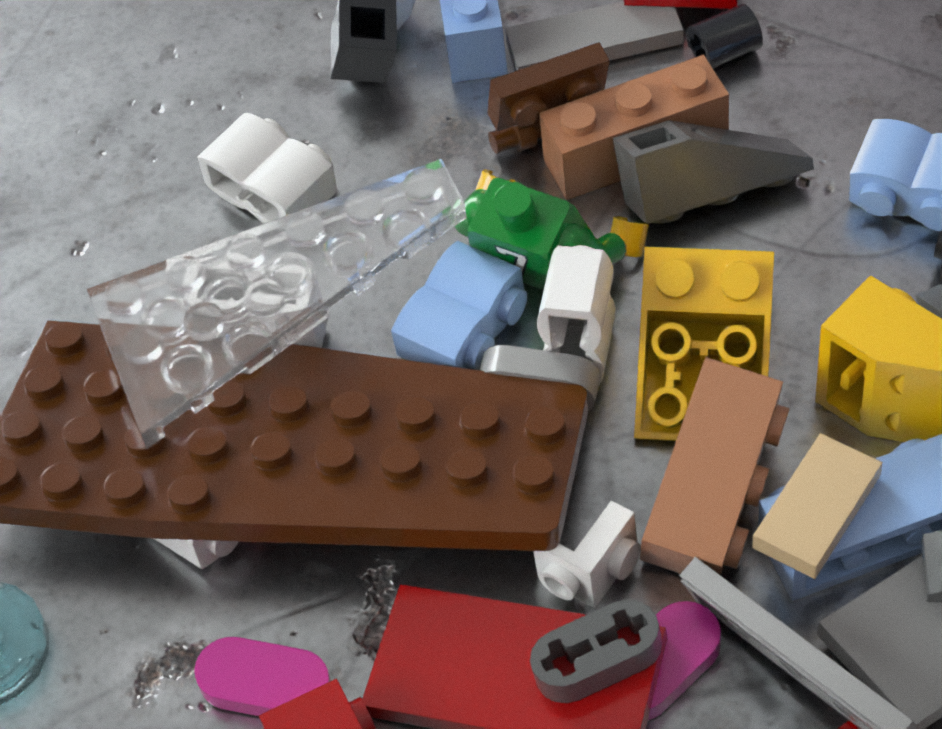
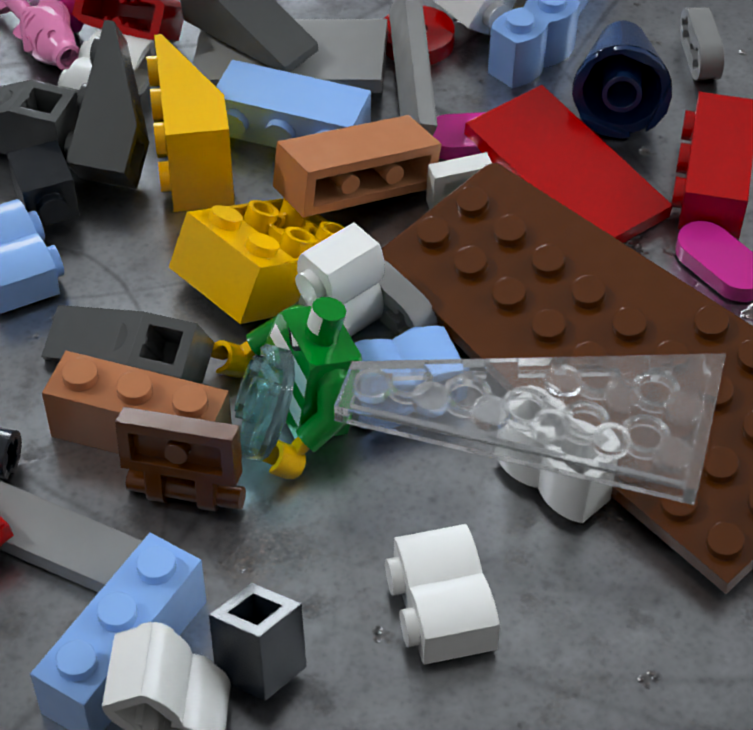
camera: 150 degrees left, 5 degrees down
(526, 169) = (264, 400): none -> clear light blue tile
(596, 651) = (519, 124): dark grey beam -> none
(817, 505) = (328, 95): tan tile -> none

